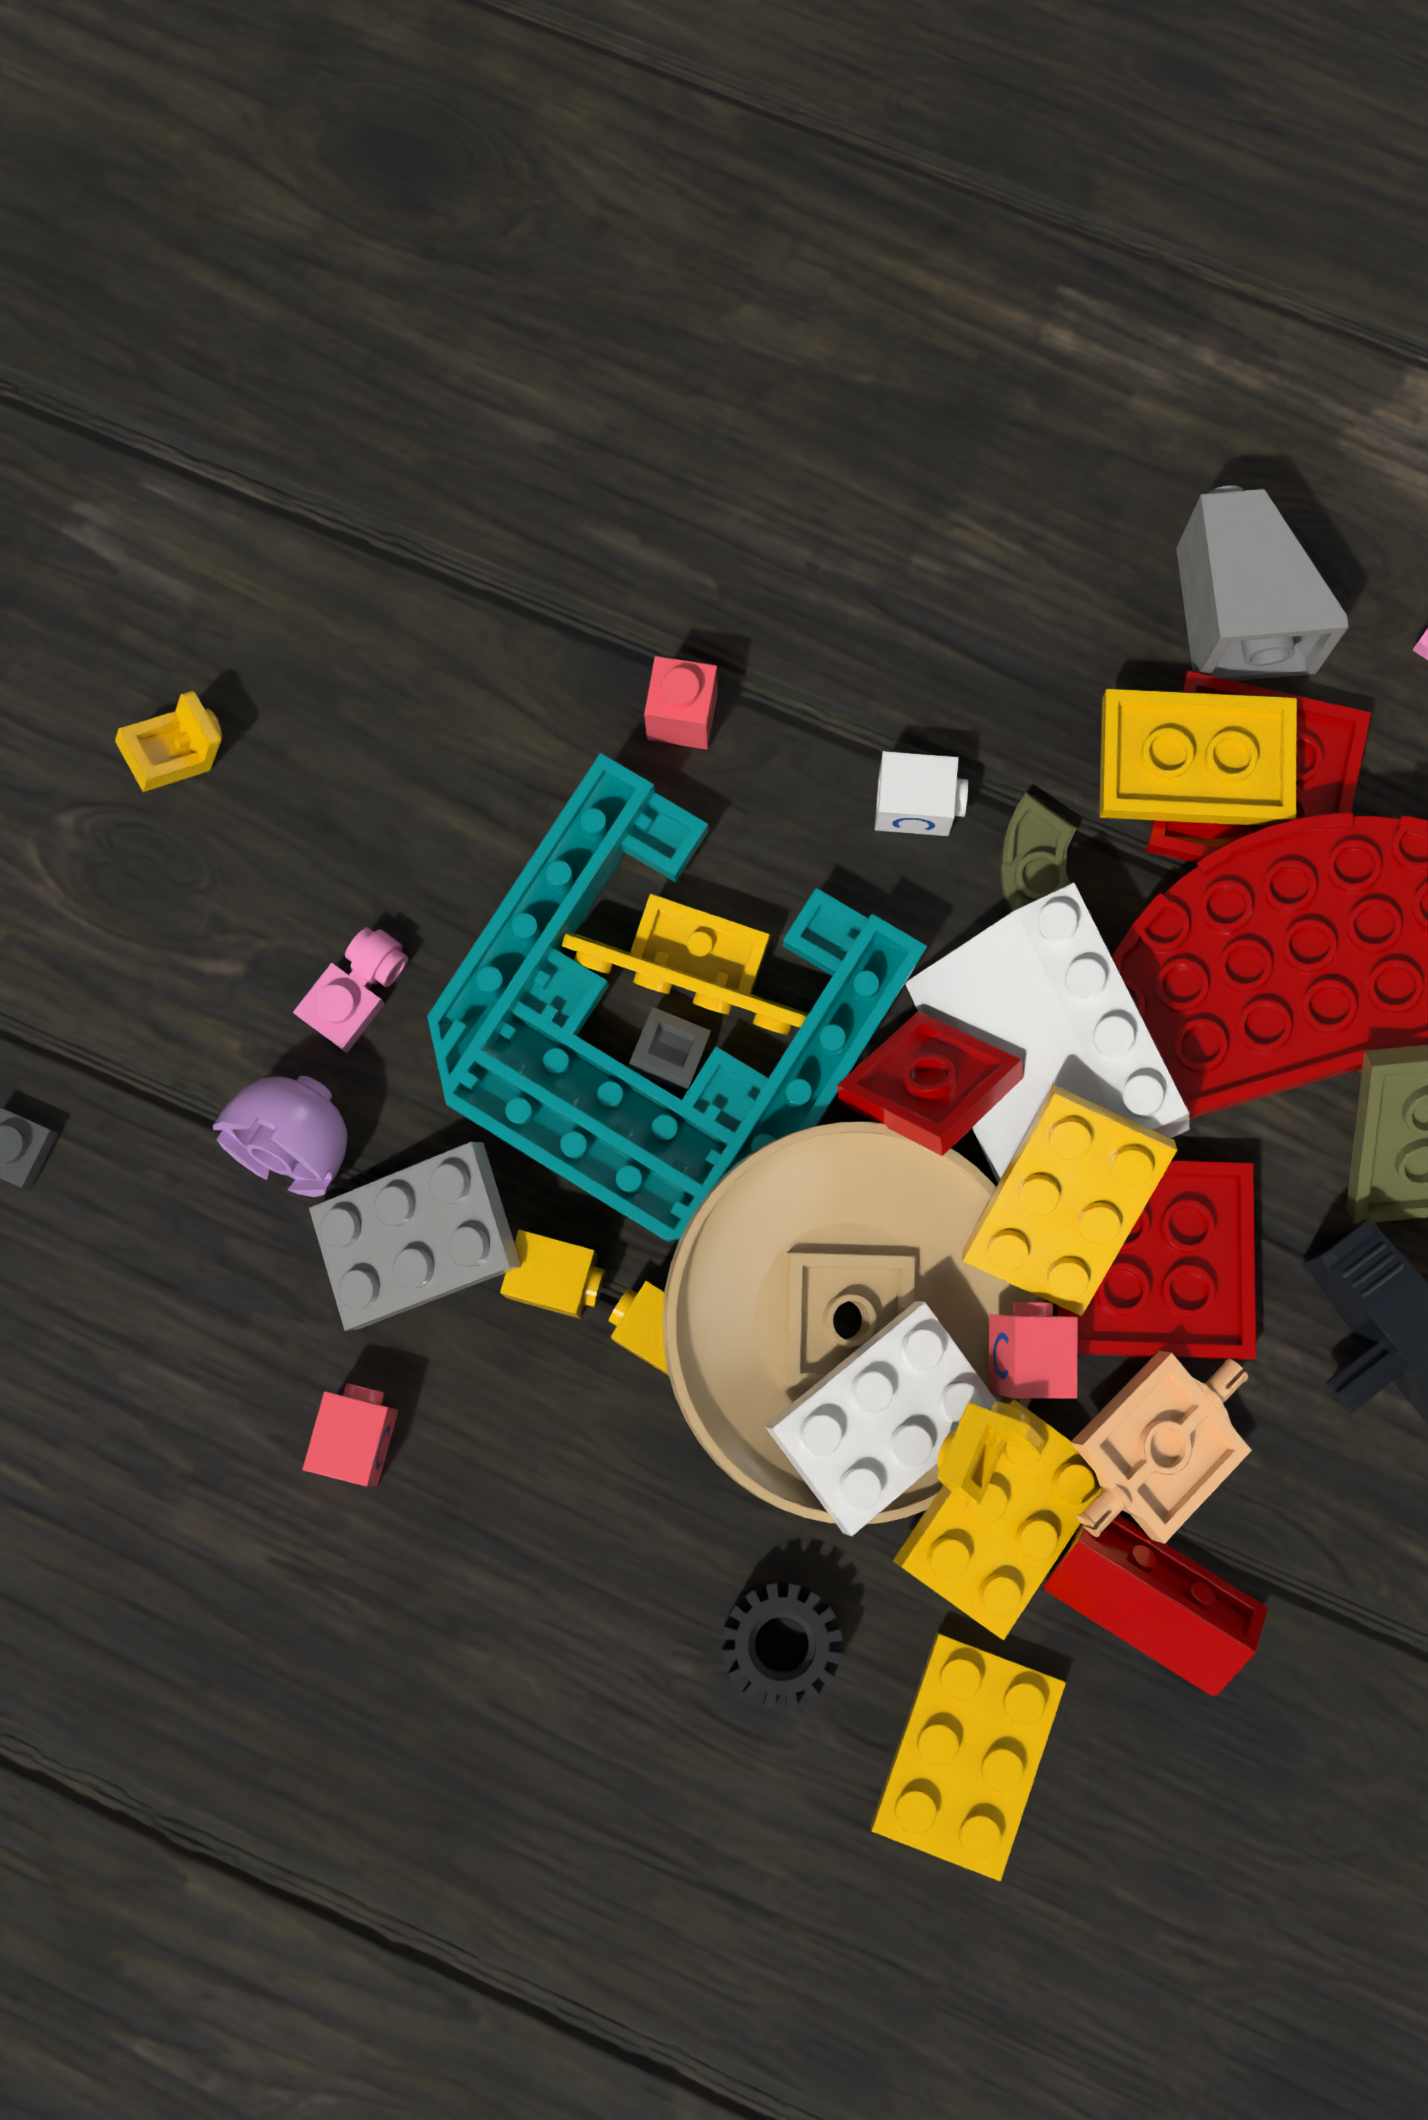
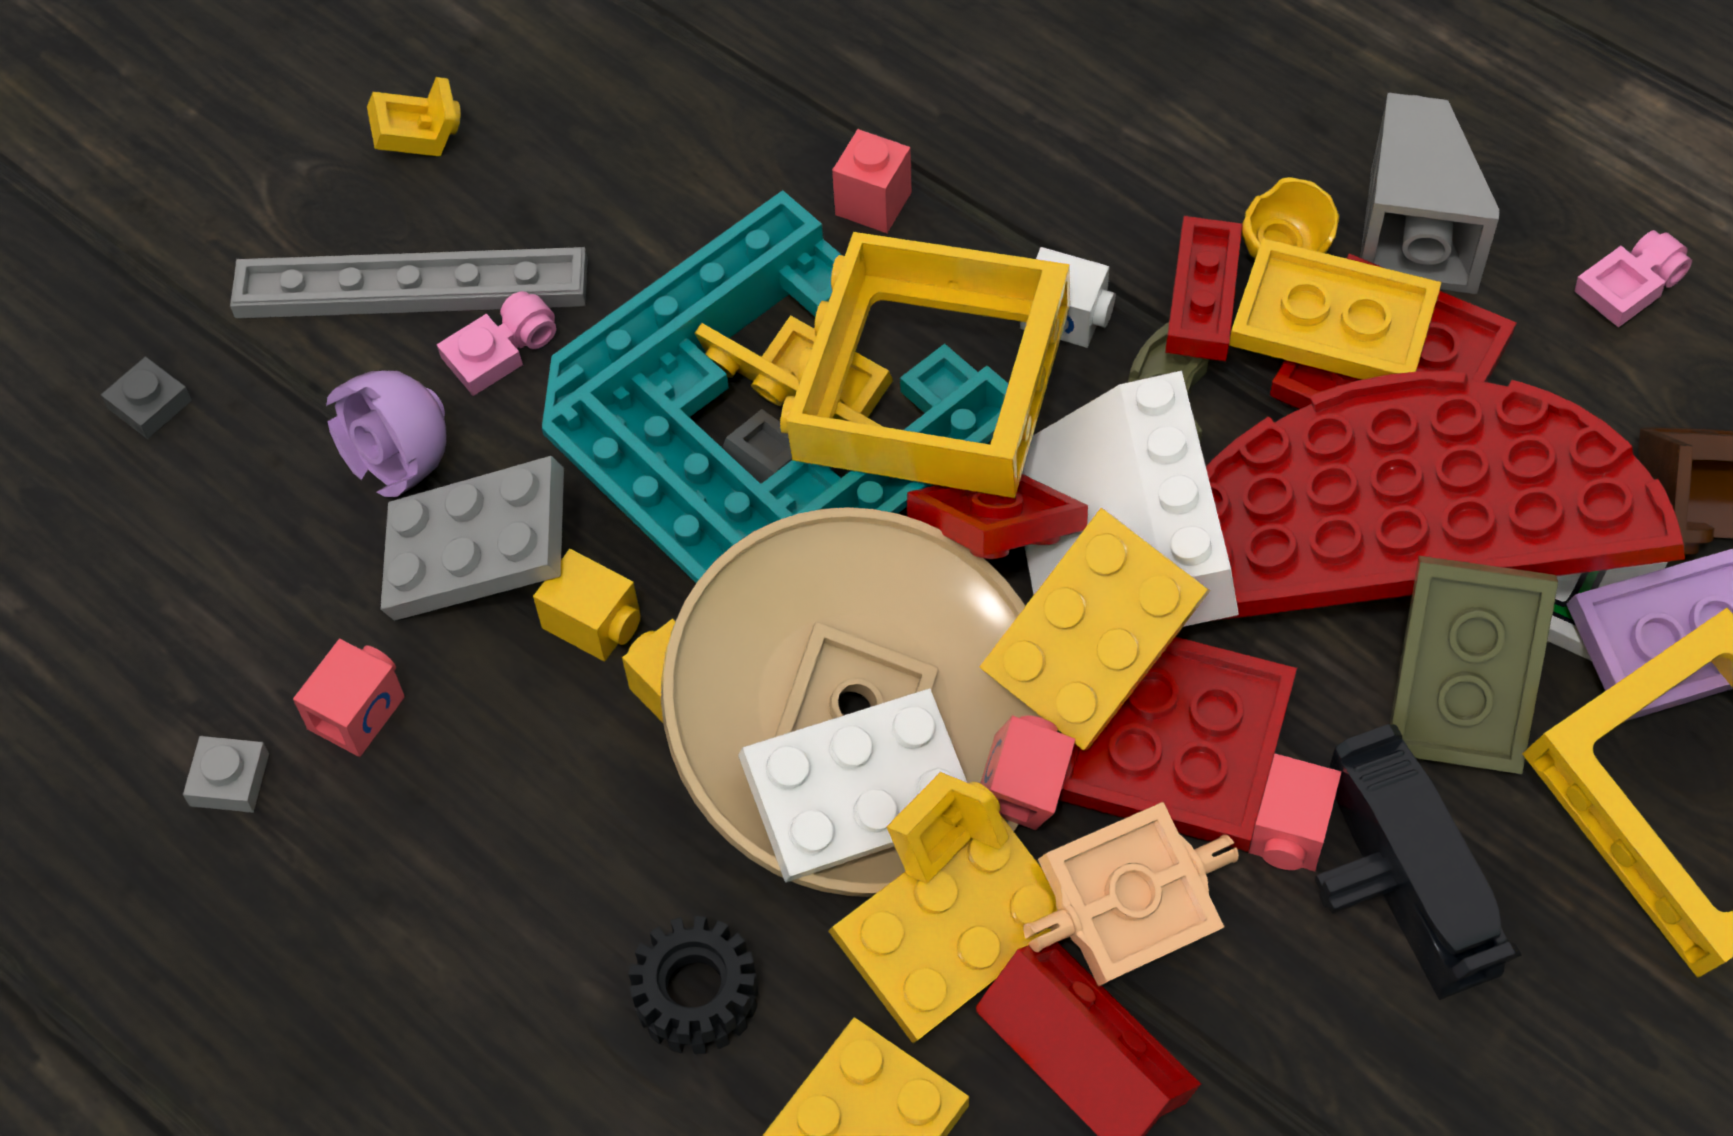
camera: 15 degrees right, 20 degrees down
(233, 939) = (406, 282): none -> light grey tile
(256, 1545) = (226, 774): none -> light grey plate
(815, 829) = (940, 279): none -> yellow piece
(1054, 750) = (1204, 288): none -> red plate
(1122, 650) = (1292, 214): none -> yellow hair
(1291, 1318) = (1294, 813): none -> coral brick

